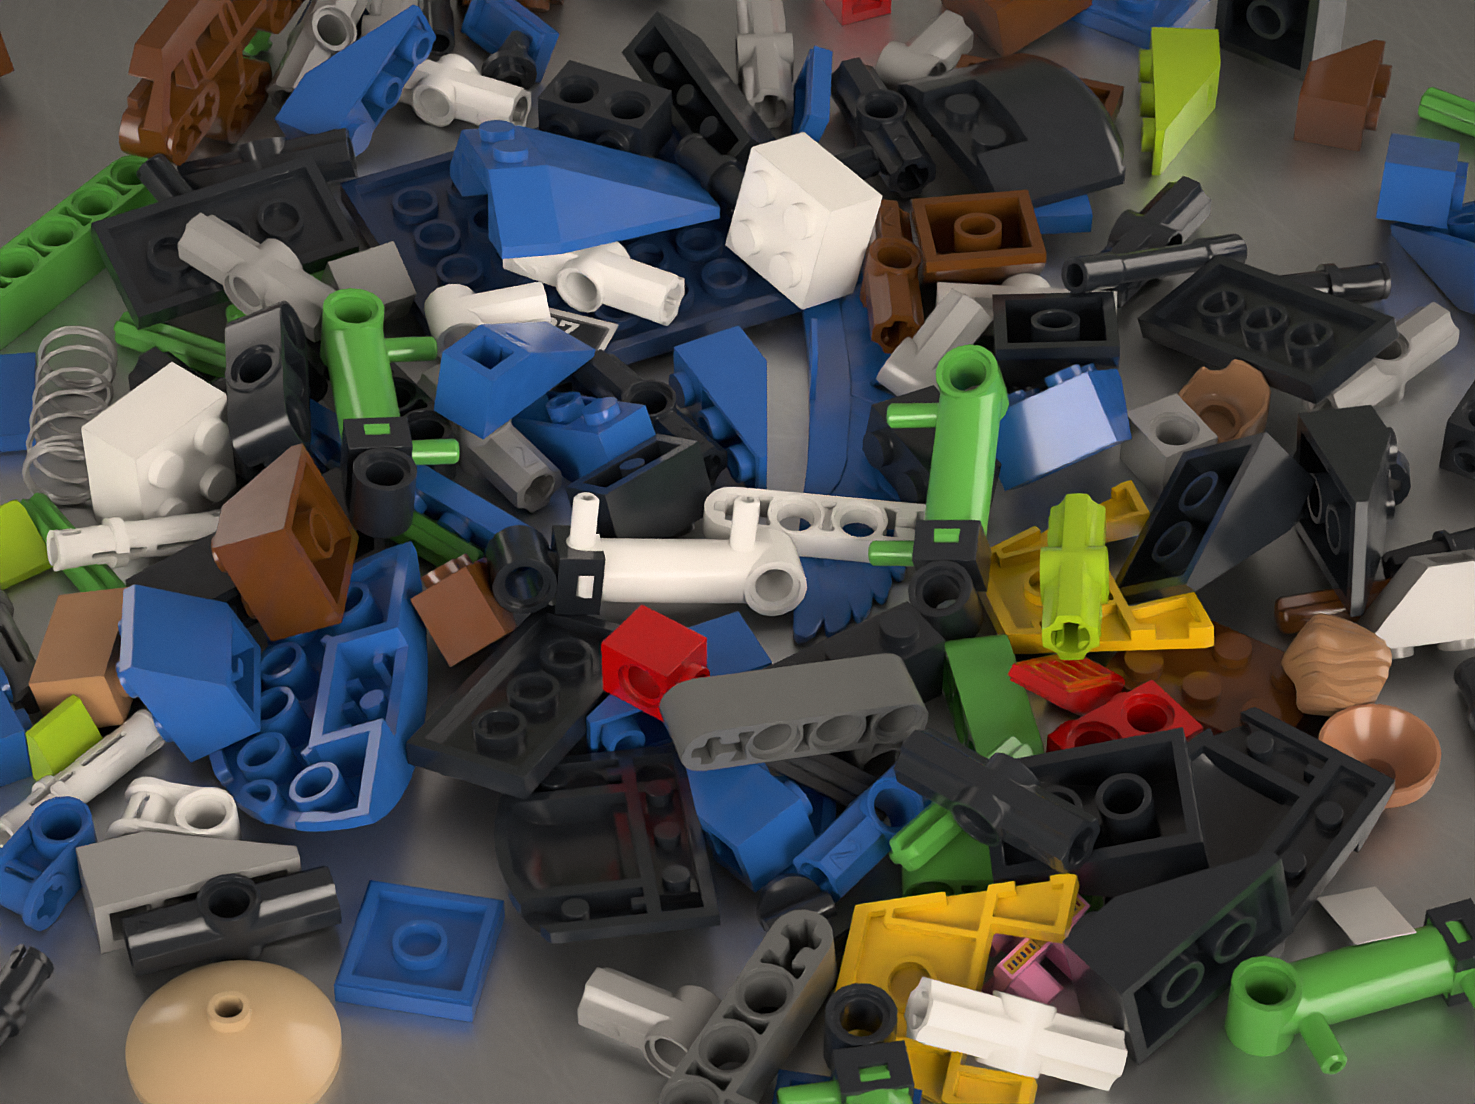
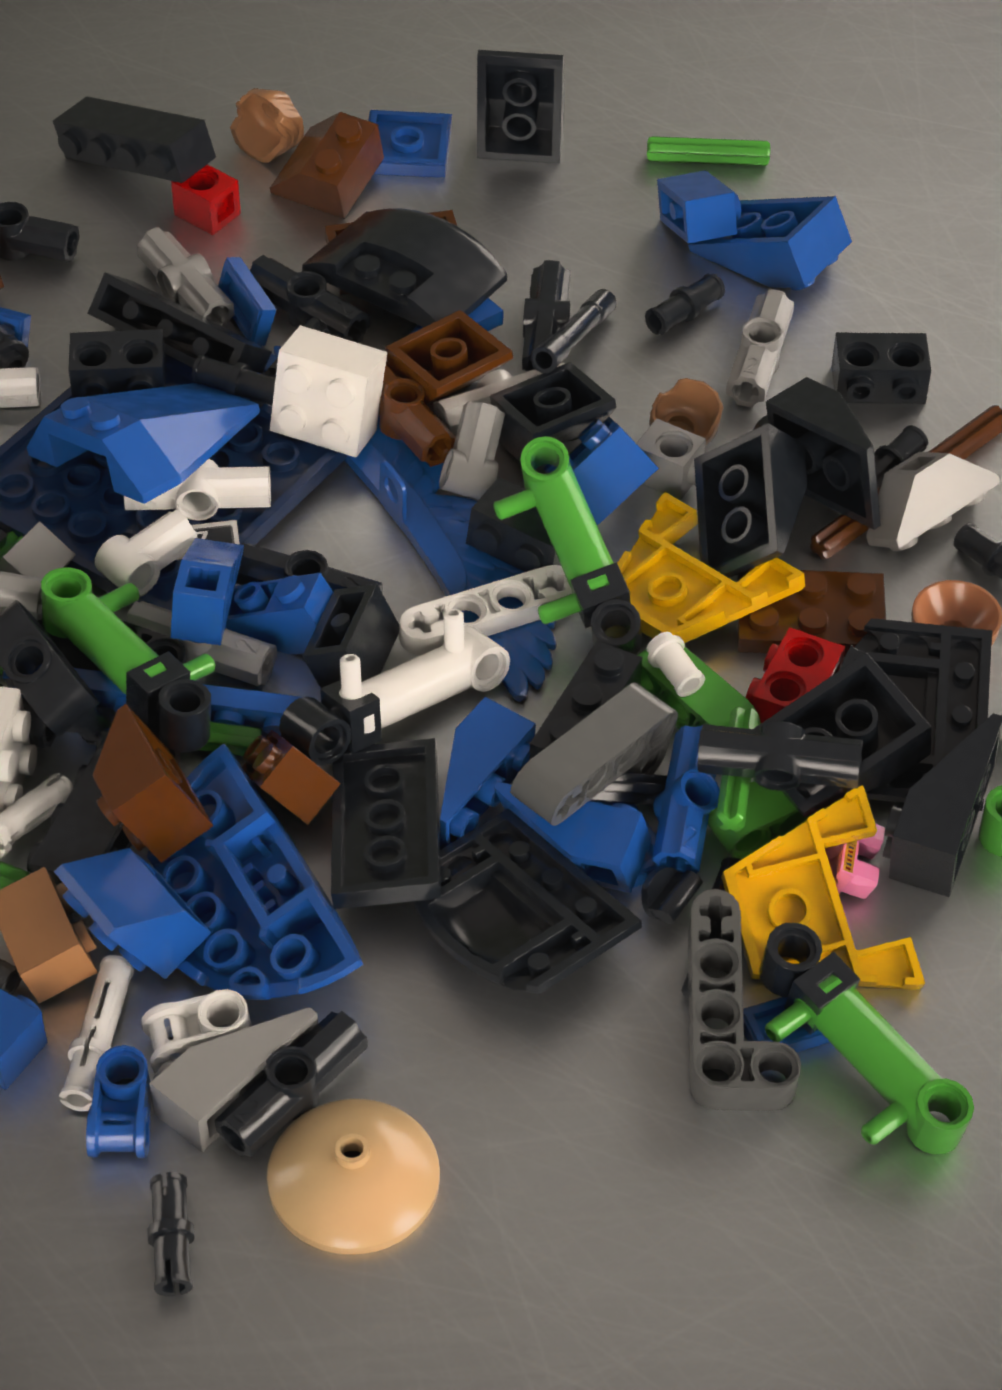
camera: 30 degrees left, 5 degrees up
(61, 738) = (64, 1008): lime slope -> none
(420, 951) = (432, 1041): blue tile -> none
(646, 1015) = (651, 1014): light grey piece -> none
(651, 657) = (472, 760): red brick -> none
(725, 391) = (358, 544): blue slope -> none
(929, 52) = (298, 234): light grey piece -> none
(975, 648) = (668, 654): none -> white pin
(1015, 1034) = (885, 913): white piece -> none
(1070, 684) = (735, 651): red slope -> none
(1074, 577) = (694, 576): lime piece -> none
(1176, 89) = (483, 192): lime slope -> none
(1285, 329) = (673, 344): black plate -> none
(1336, 665) = (892, 567): medium nougat hair -> none
(1343, 96) = (598, 165): reddish brown slope -> none

